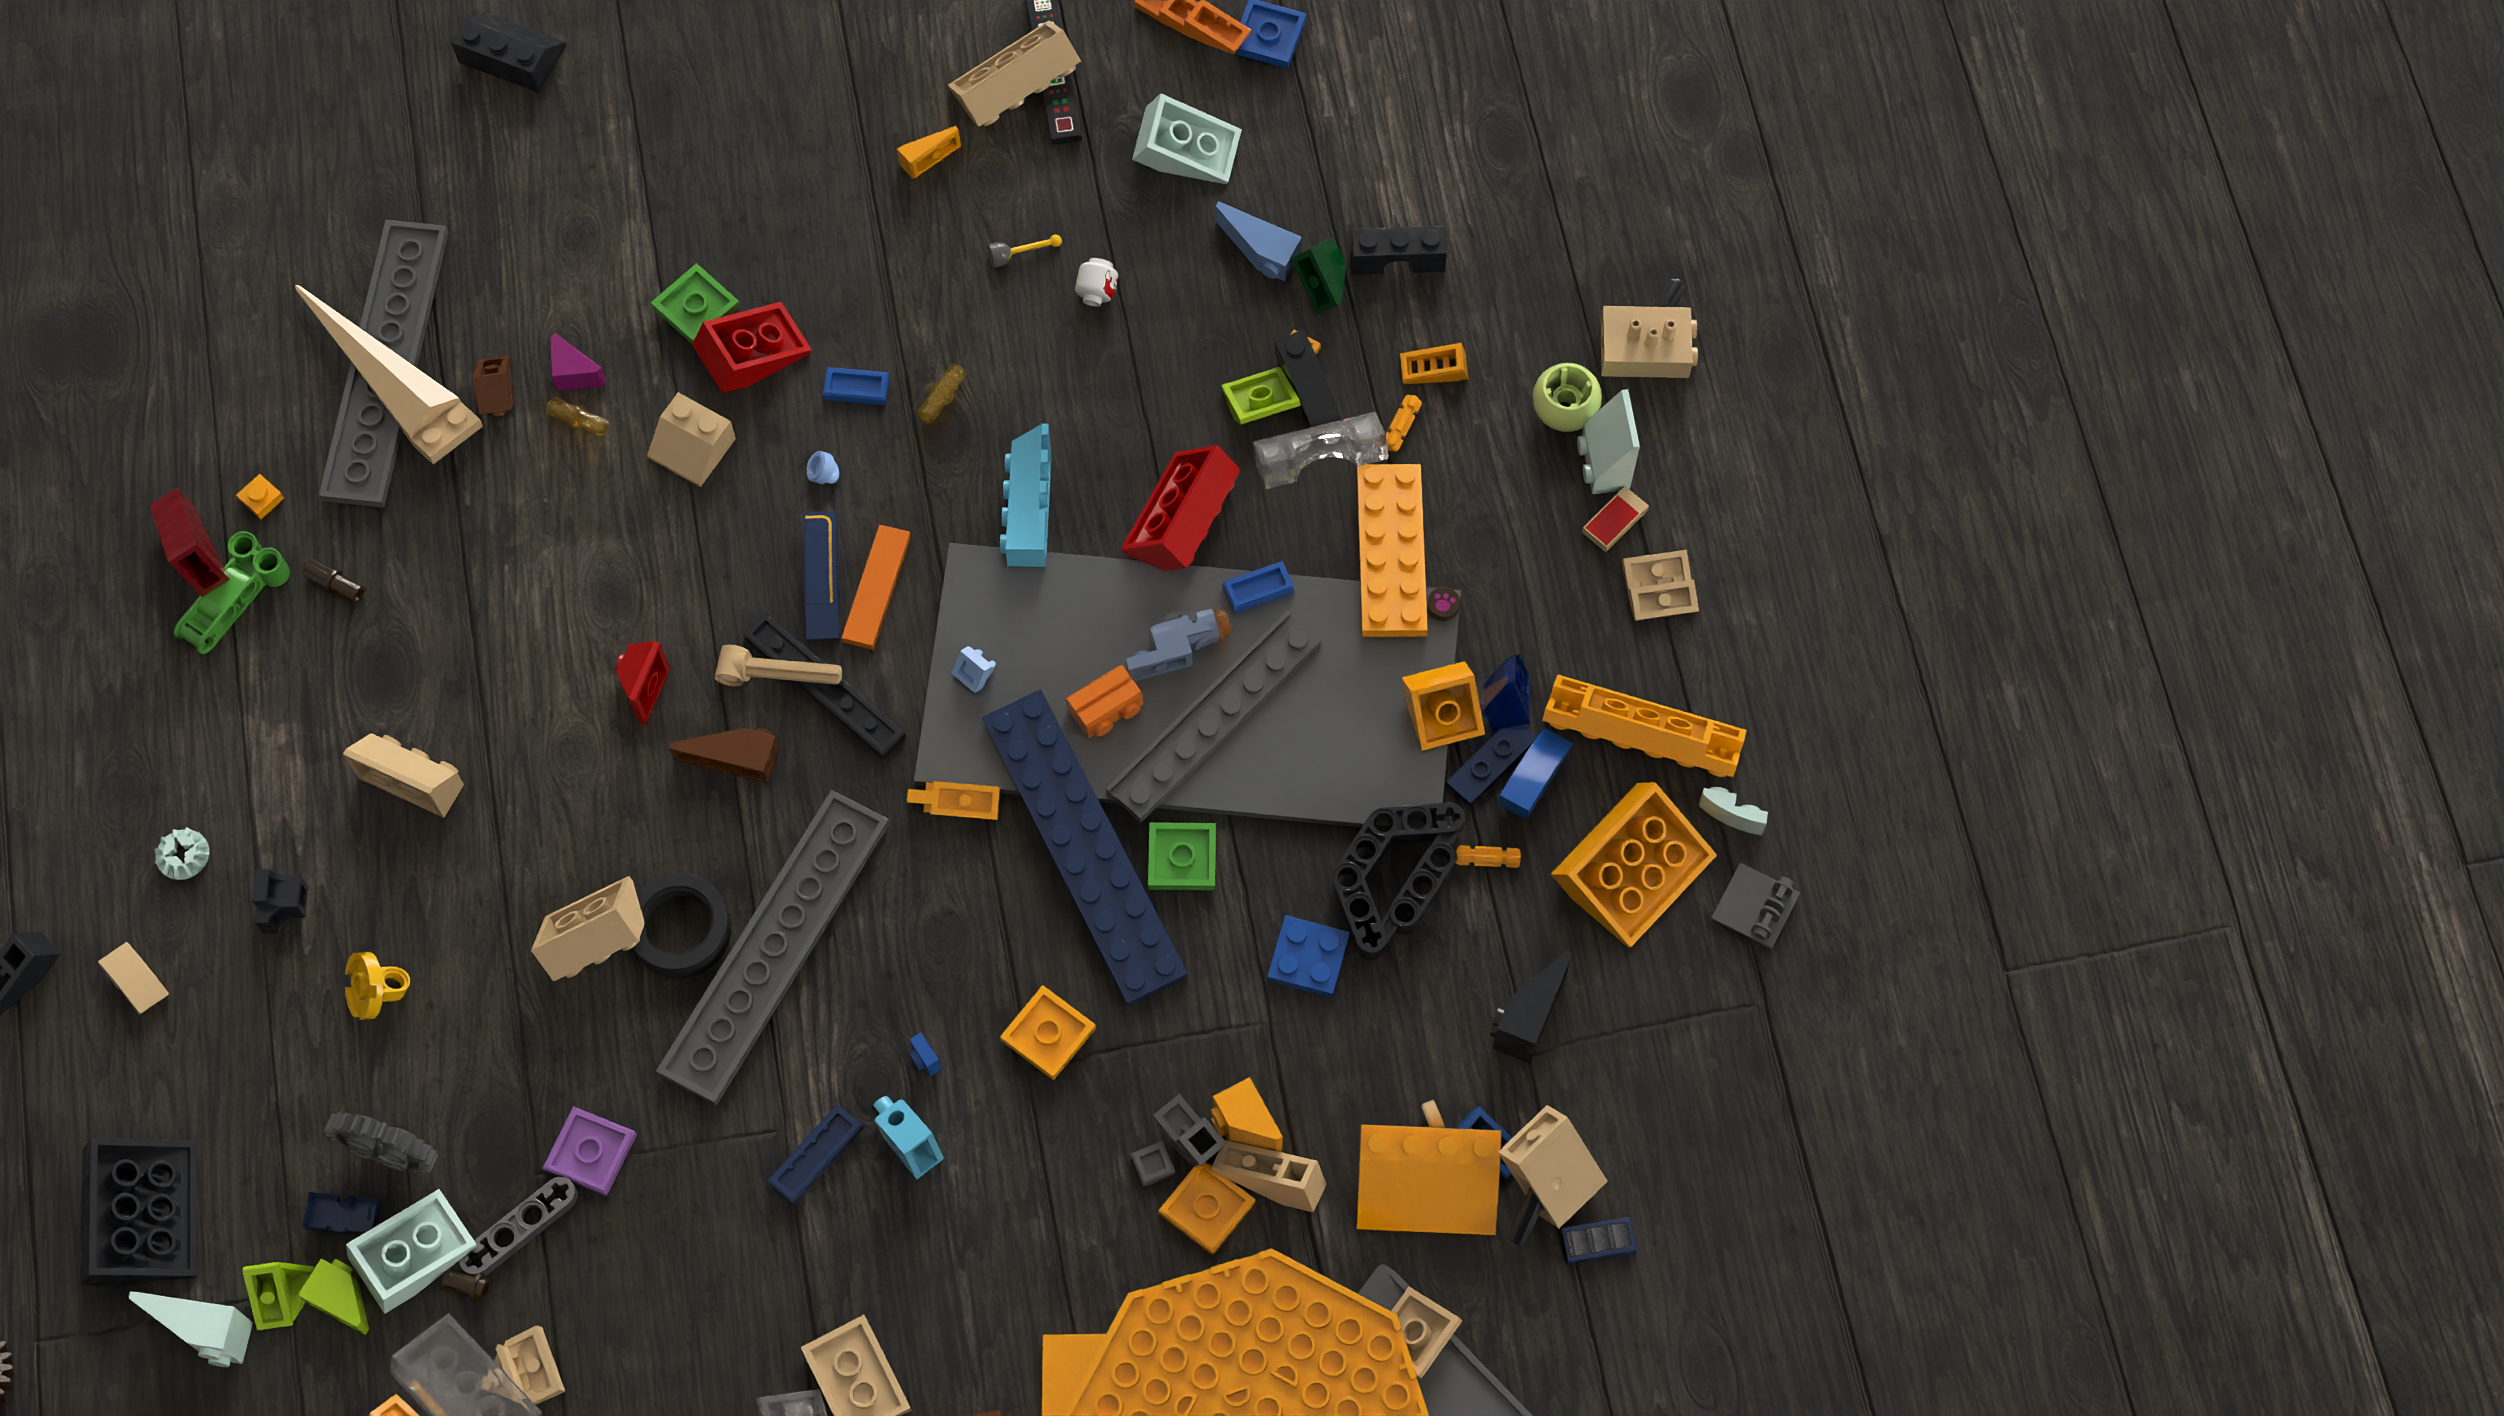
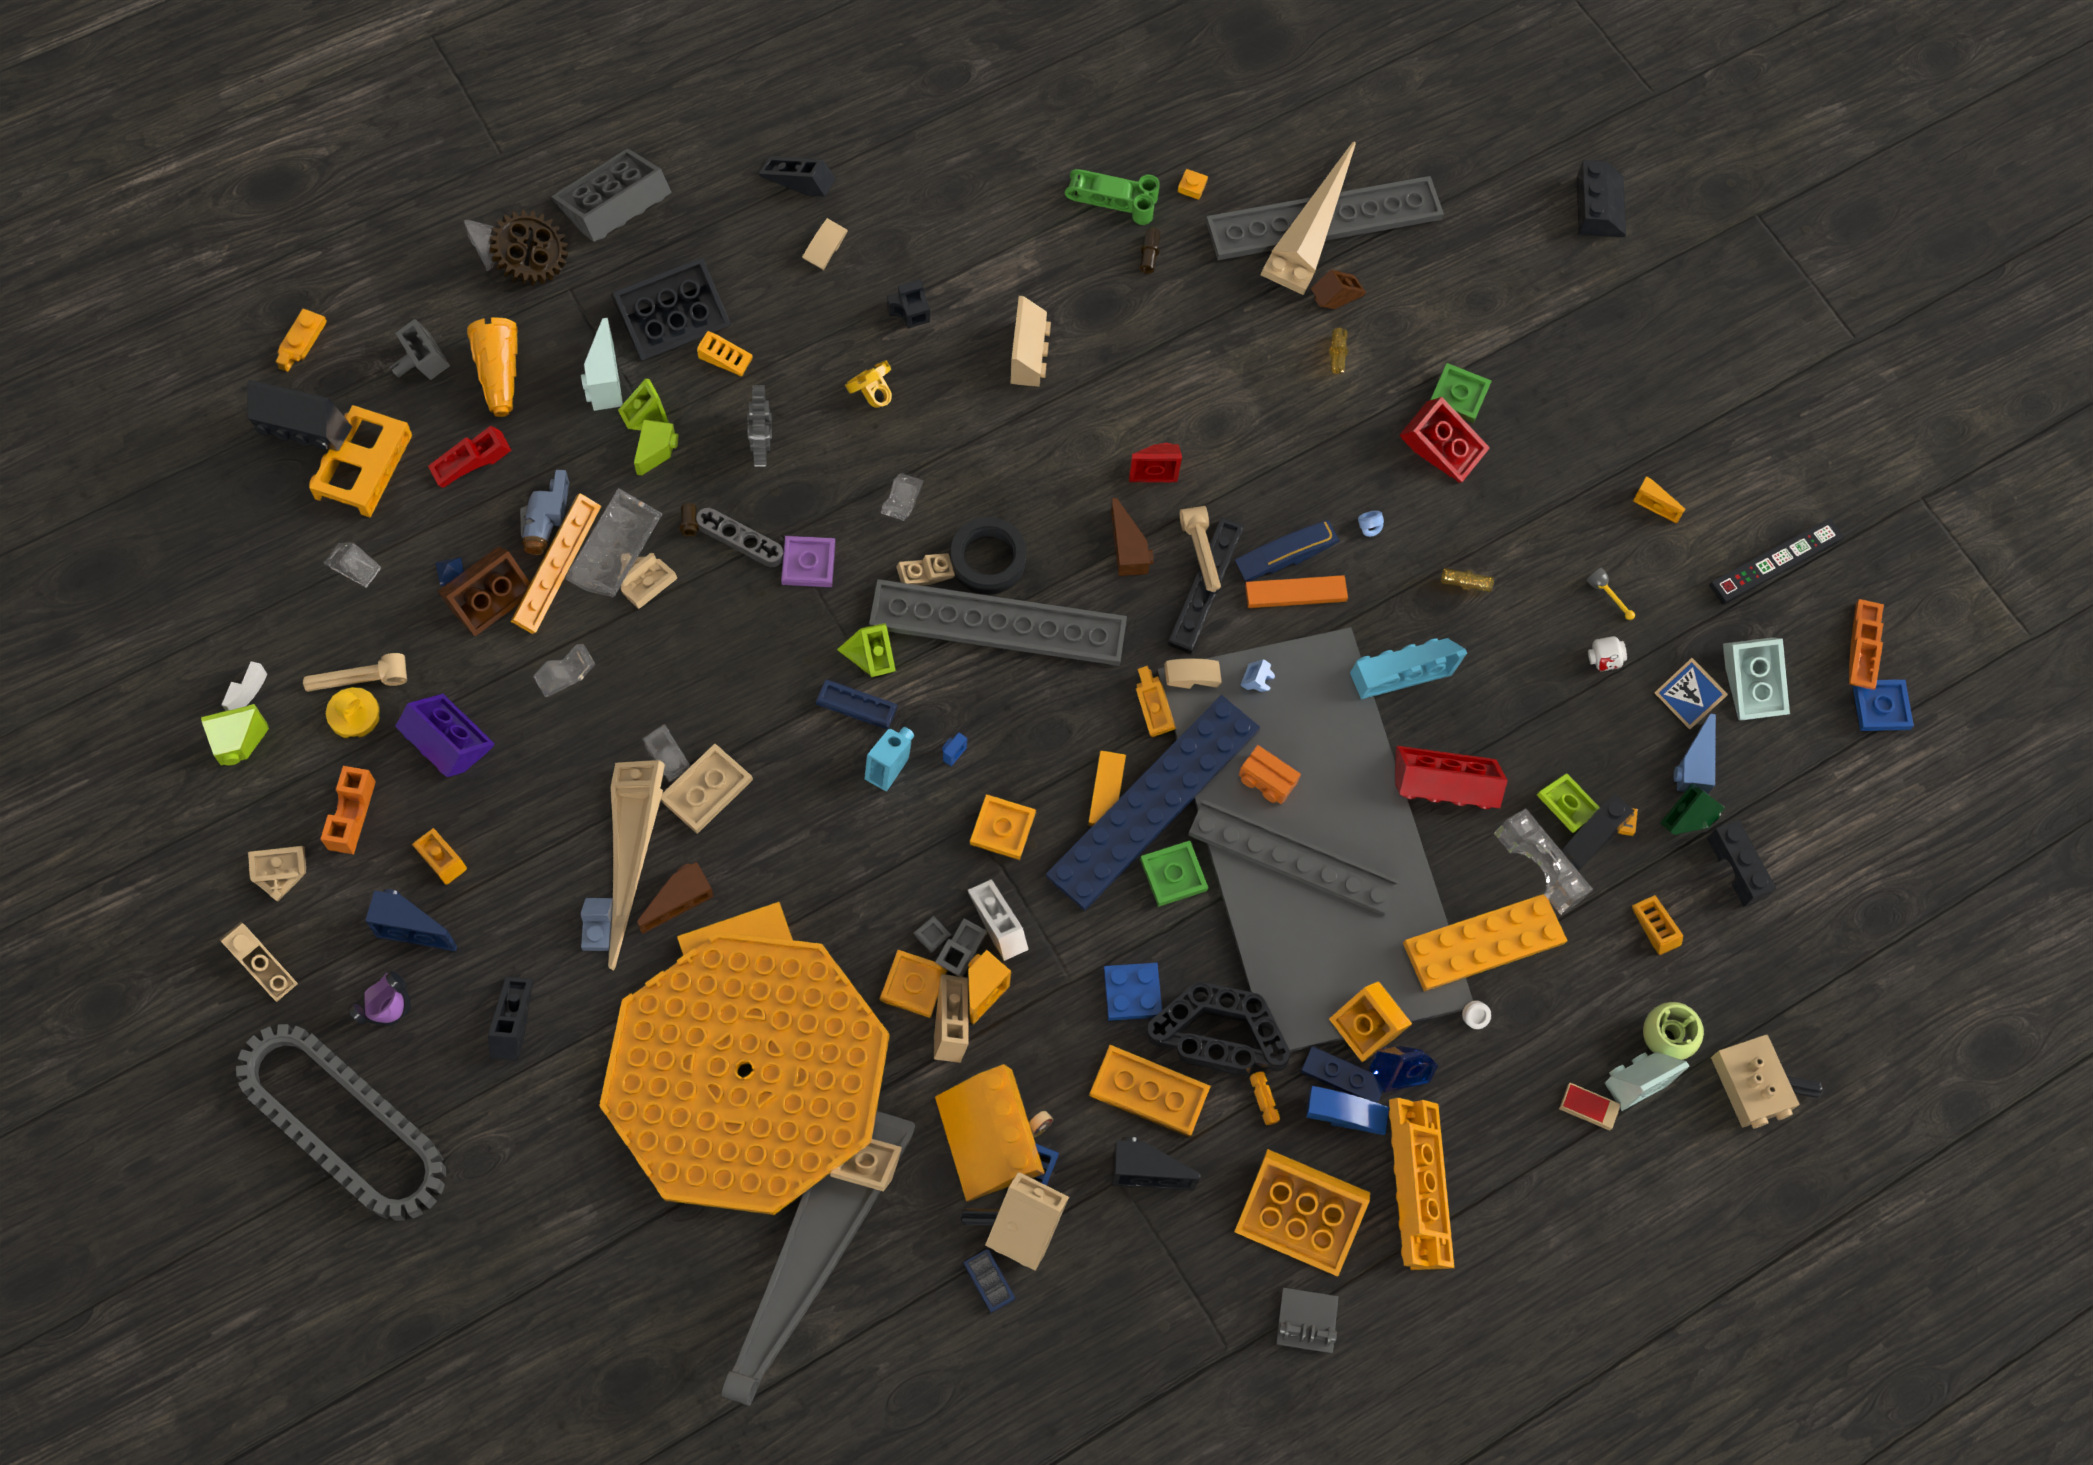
camera: 65 degrees right, 0 degrees up
(187, 542) = (1134, 149): dark red slope -> none
(194, 859) = (922, 247): light aqua gear -> none
(221, 1161) = (711, 339): none -> light orange slope
(329, 1214) = (707, 420): dark blue piece -> none
(409, 1250) = (697, 474): light aqua slope -> none
(550, 1003) = (902, 496): none -> clear slope
(572, 368) = (1371, 332): magenta slope -> none
(589, 930) = (959, 498): tan slope -> none
(666, 1009) = (927, 571): none -> tan slope
(690, 439) = (1353, 428): tan slope -> none
(751, 1112) = (870, 650): none -> lime slope
(856, 386) = (1447, 522): blue tile -> none
(939, 739) = (1187, 672): none -> tan slope
(1015, 73) = (1751, 535): tan slope -> none
(1040, 894) = (1107, 784): none -> light orange tile
(1165, 1077) = (999, 920): none -> white slope
(1174, 641) = (1339, 807): sand blue plate -> none
(1180, 216) = (1691, 693): none -> piece
(1258, 587) = (1410, 854): blue tile -> none
(1402, 422) = (1596, 915): light orange axle -> none
(1434, 980) = (1149, 1091): none -> light orange tile
(1443, 604) = (1456, 995): dark brown tile -> none
(1472, 592) = (1476, 1014): none -> white tile
(1660, 585) = (1548, 1160): tan slope -> none
(1721, 805) = (1379, 1268): light aqua slope -> none

